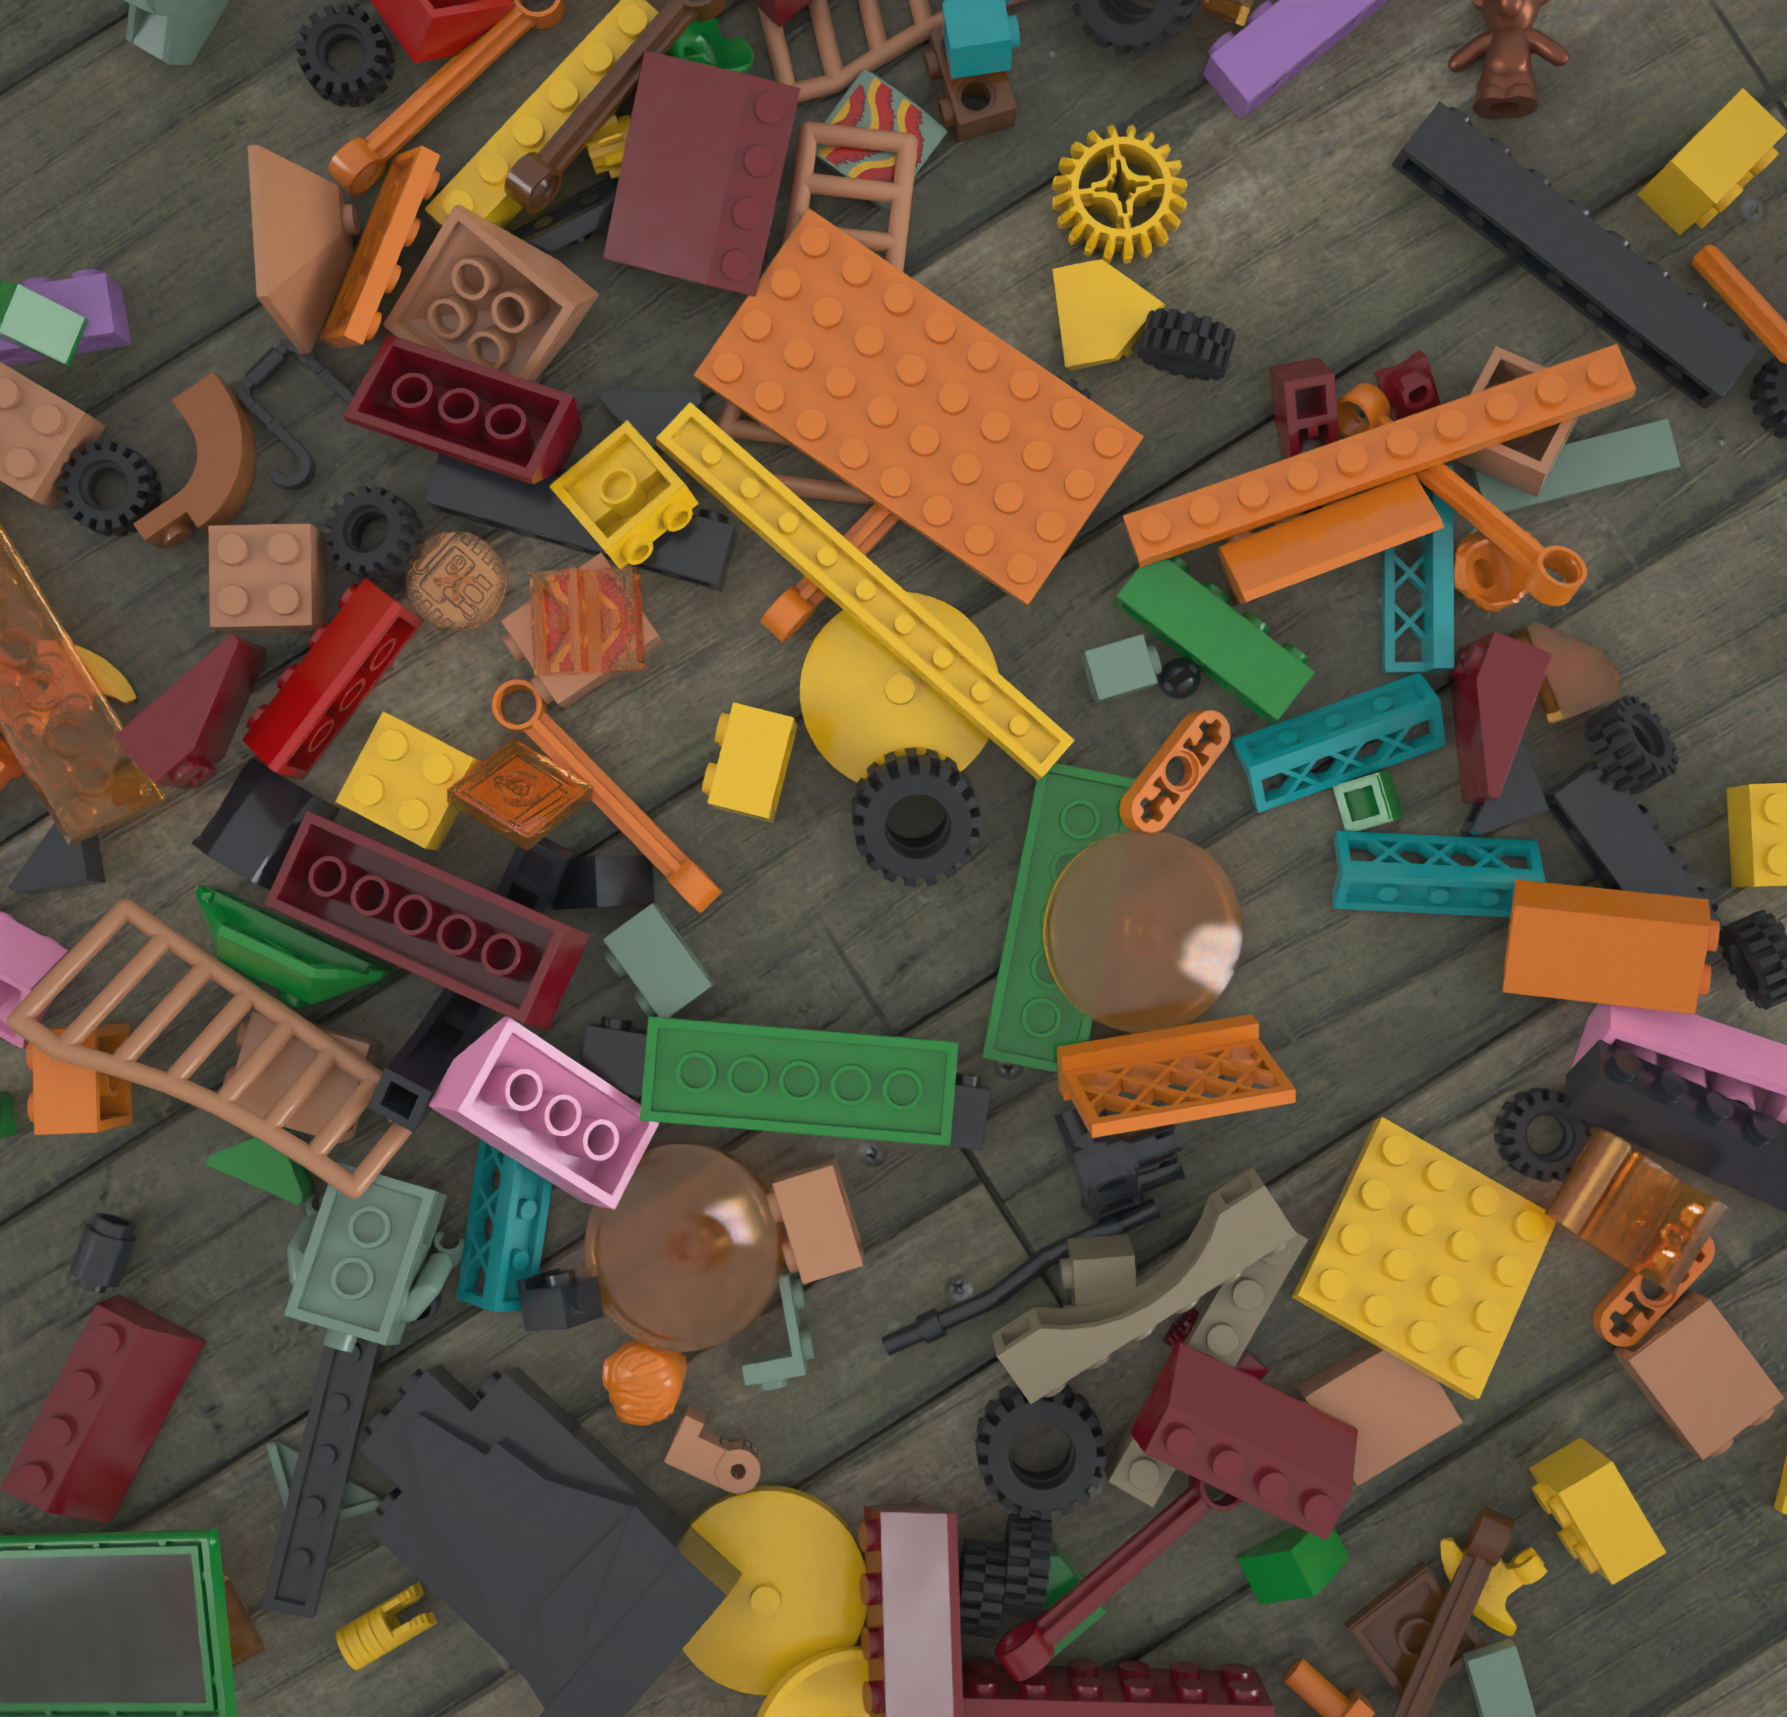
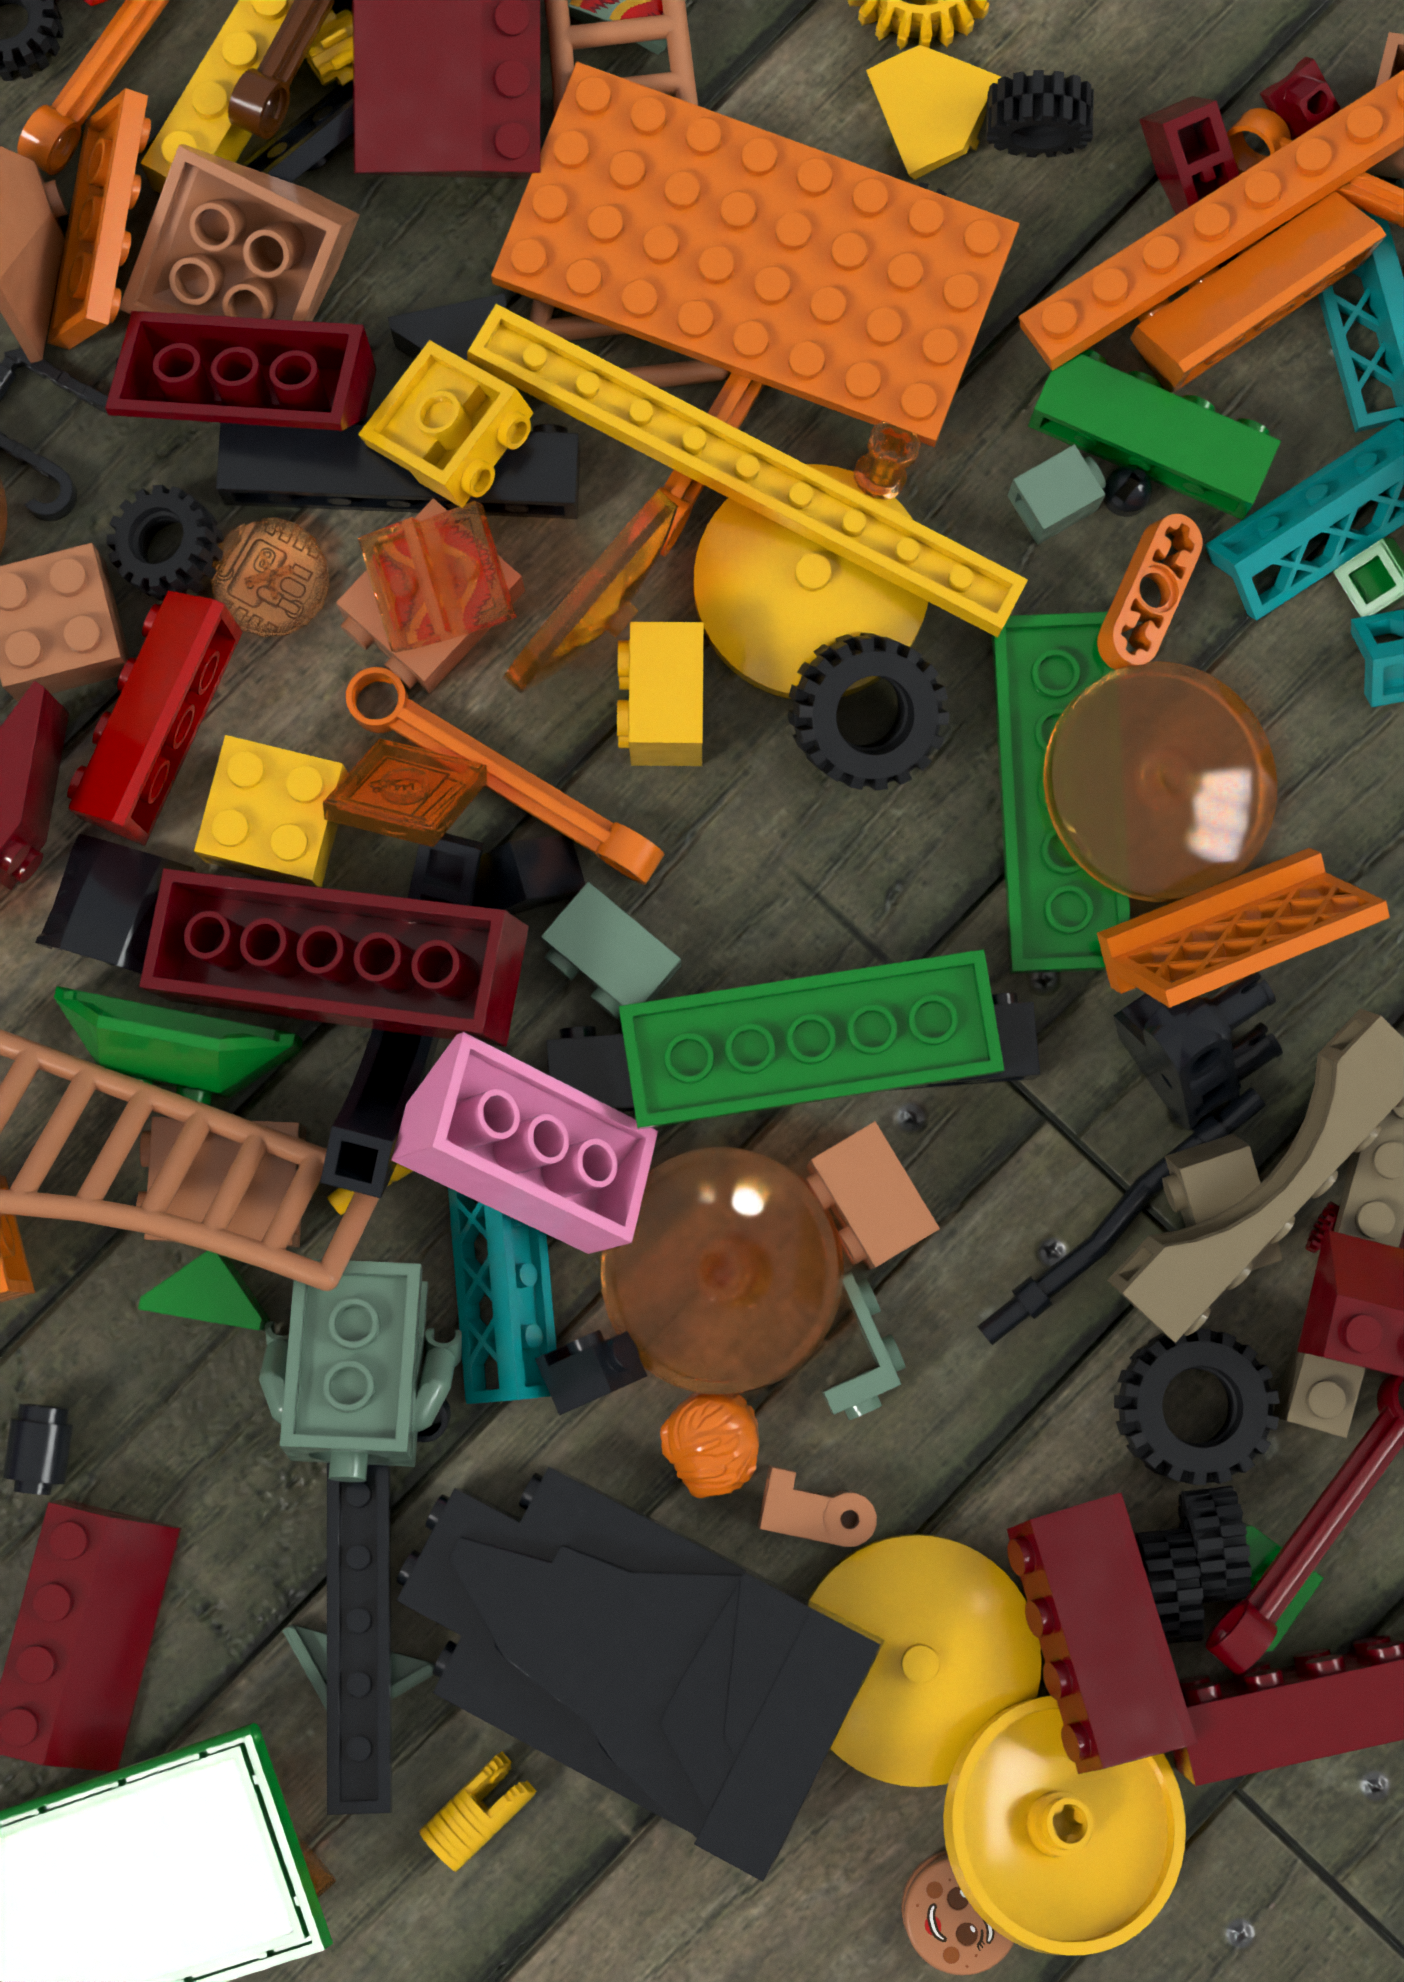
camera: 15 degrees left, 5 degrees down
(712, 678) = (599, 599): none -> clear orange dish
(985, 614) = (889, 468): none -> clear orange bush

